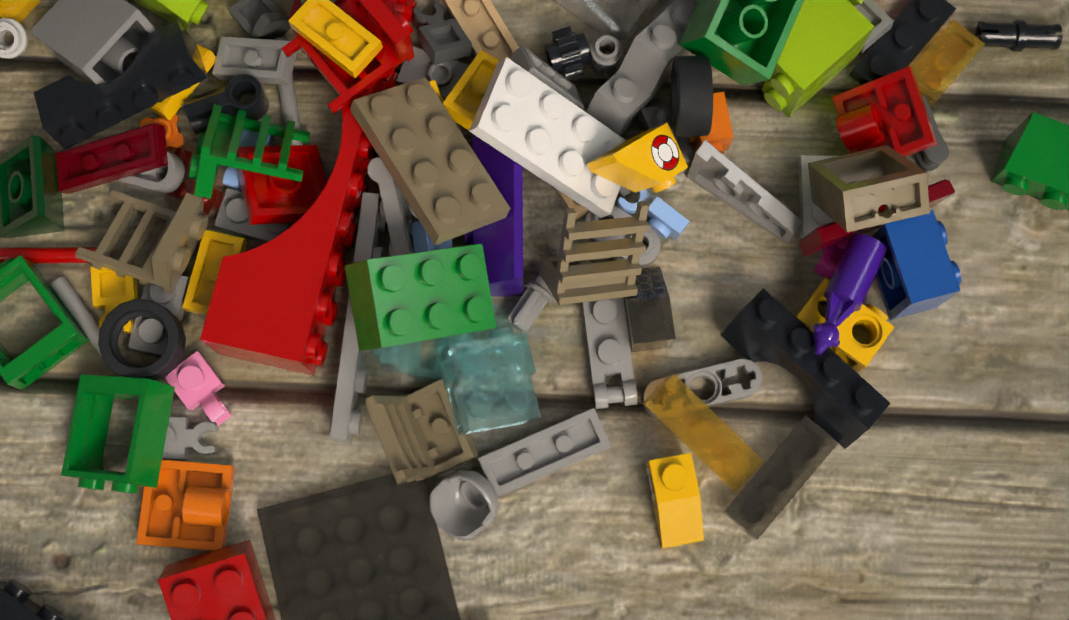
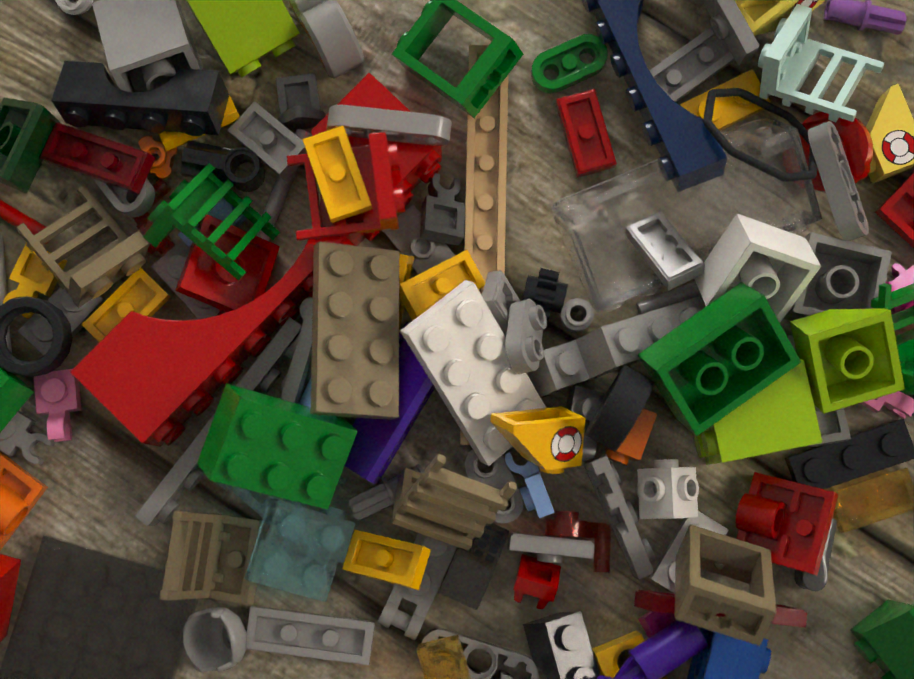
camera: 30 degrees right, 5 degrees up
(571, 346) = (386, 559): none -> yellow plate
(574, 87) = (525, 336): none -> light grey plate
(703, 256) = (551, 548): none -> light grey plate
(708, 230) = (568, 525): none -> clear red plate
(709, 289) = (537, 580): none -> red tile
(771, 151) = (667, 491): none -> white brick

